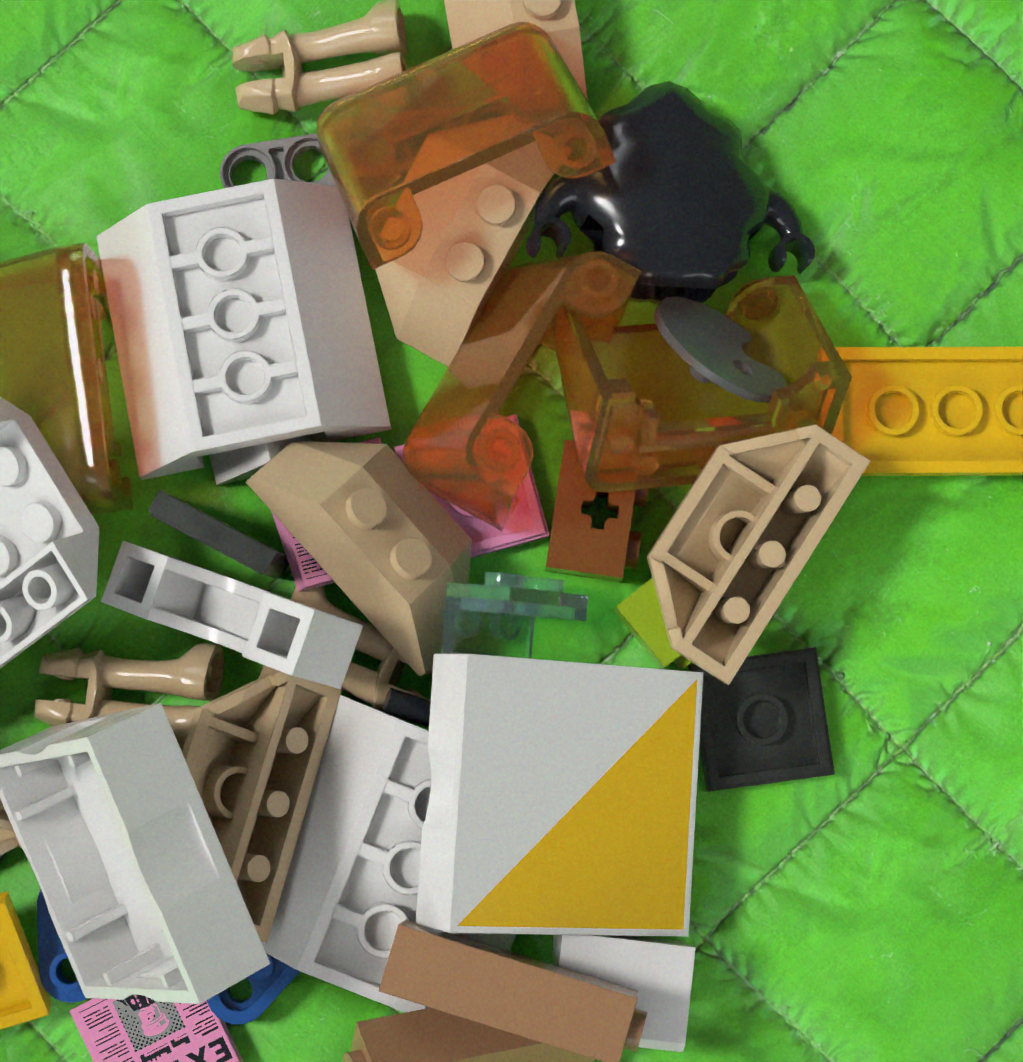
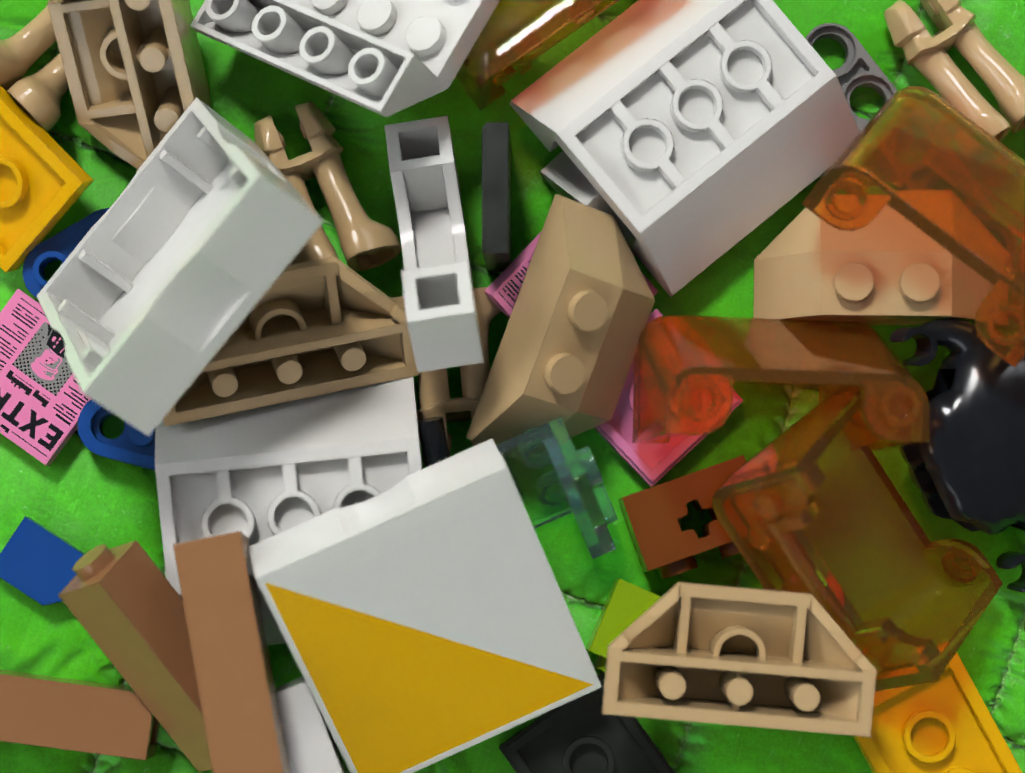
camera: 55 degrees right, 0 degrees up
(714, 348) = (896, 543): dark grey piece -> none

